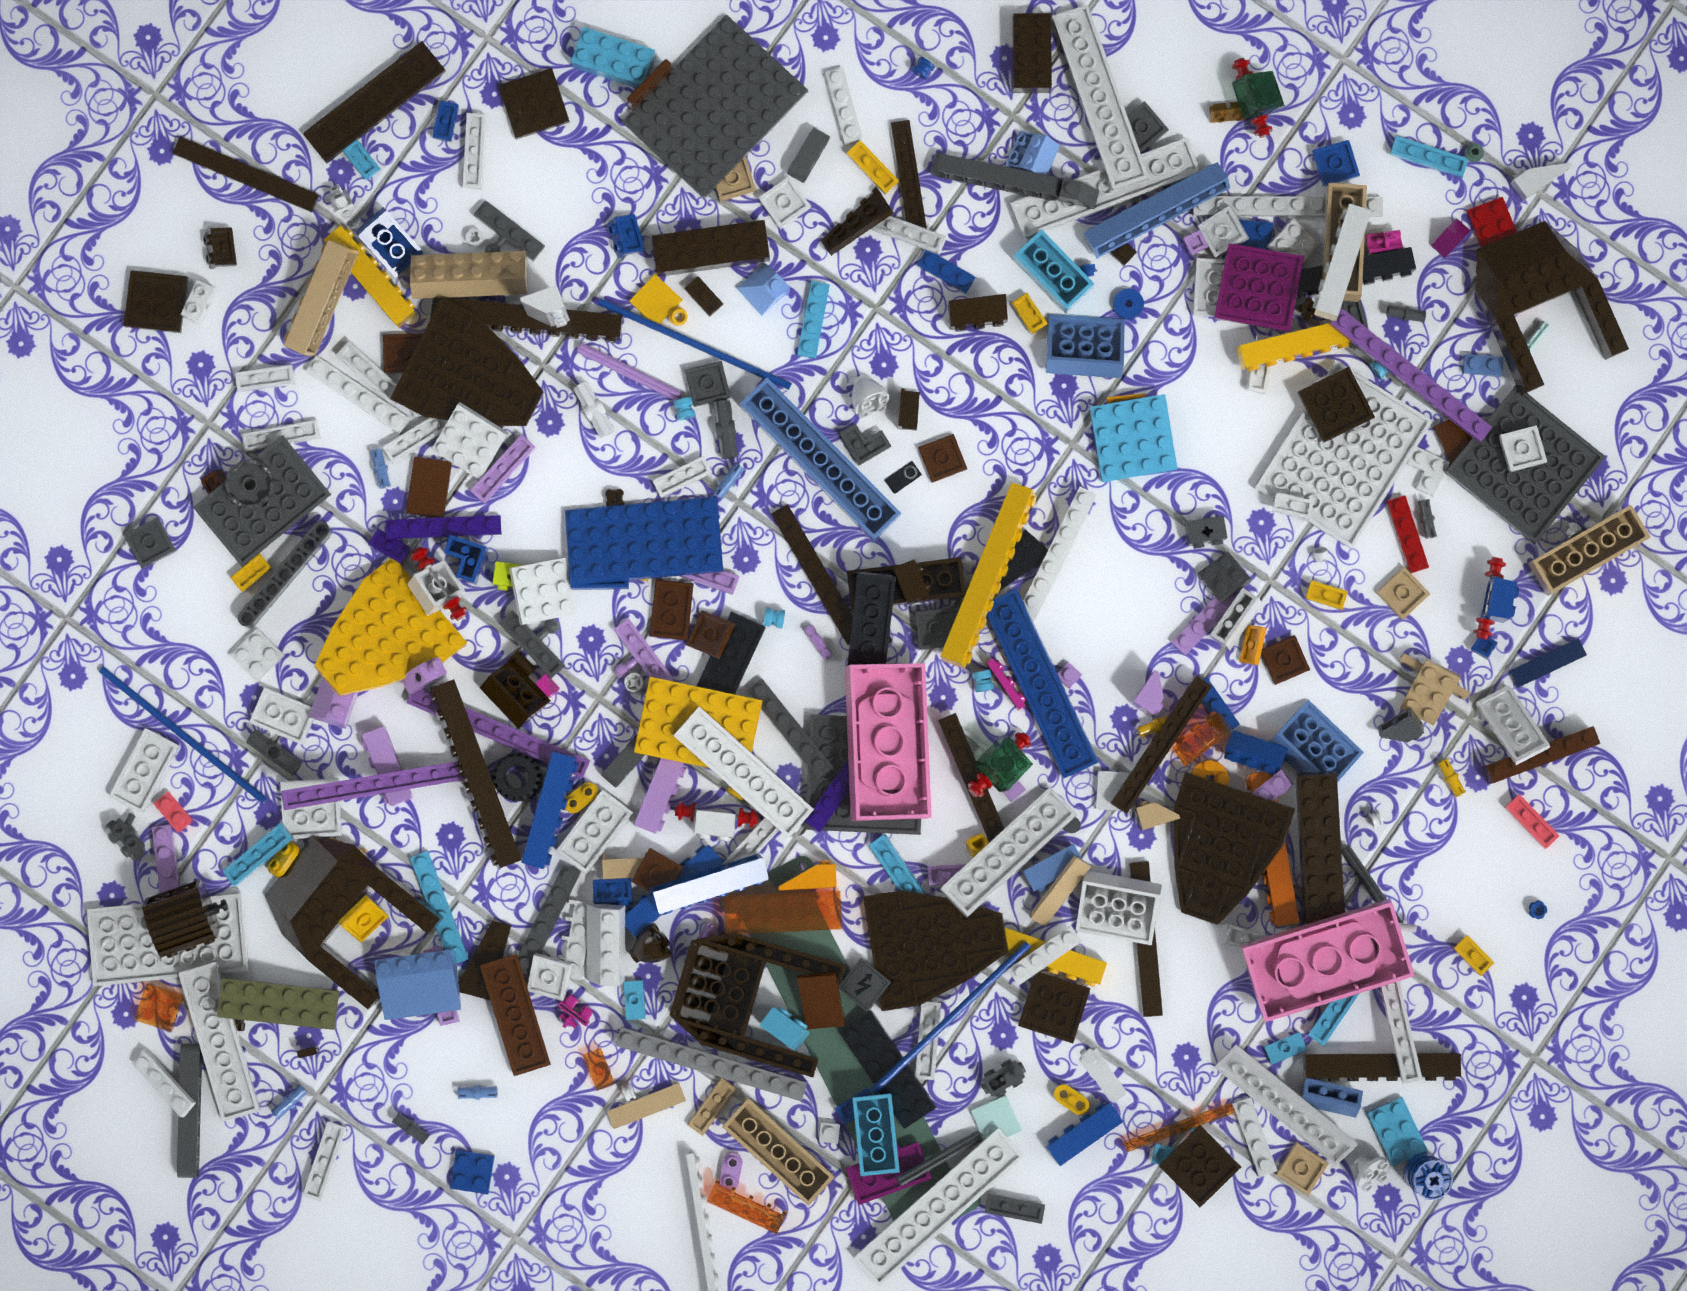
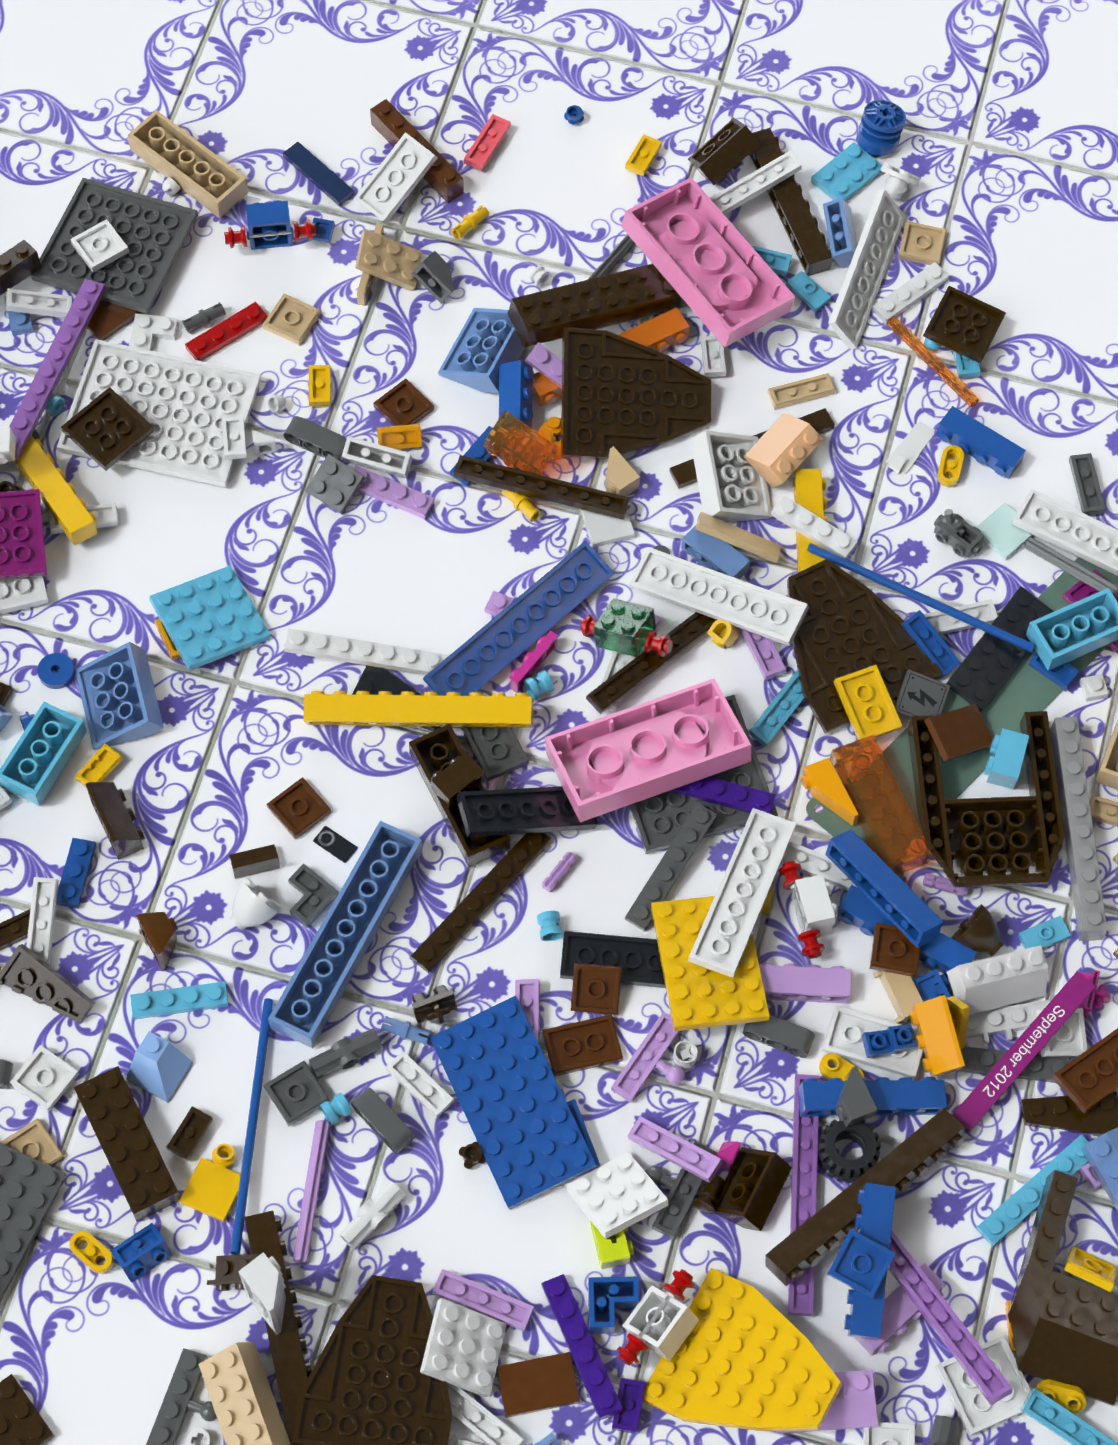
camera: 110 degrees left, 20 degrees down
(416, 741) = (861, 1263): none -> blue plate
(421, 754) = (875, 1224): none -> blue brick
(430, 672) = (767, 1289): lavender torso -> none
(542, 939) = (1023, 1051): none -> magenta tile
(545, 789) = (854, 1100): none -> dark grey slope
(562, 646) = (675, 1149): none -> lavender plate
(574, 874) = (937, 1036): none -> light orange slope
(583, 297) = (227, 1271): none -> dark brown bracket
(583, 896) = (959, 1014): none -> yellow plate
(588, 840) = (889, 1041): none -> blue slope
(638, 200) = (91, 1253): none -> yellow plate
(663, 440) = (382, 1120): none -> dark grey beam
(737, 508) = (434, 1006): none -> dark brown hips
(866, 317) = (159, 935): none -> reddish brown slope
(872, 937) = (867, 703): none -> yellow plate
(900, 1016) = (937, 650): none -> blue plate
(1054, 1007) = (863, 509): dark brown plate -> none
(1129, 959) = (783, 449): none -> light nougat slope
(1150, 696) = (490, 512): lavender slope -> none
(1187, 1002) = (801, 391): none -> tan tile
(1196, 527) = (290, 516): dark grey brick -> none
(1274, 575) = (314, 438): none -> dark grey beam
(1283, 528) = (263, 443): none -> white slope
(1449, 1025) = (724, 151): none -> dark brown slope
(1483, 383) = (37, 303): none -> white plate

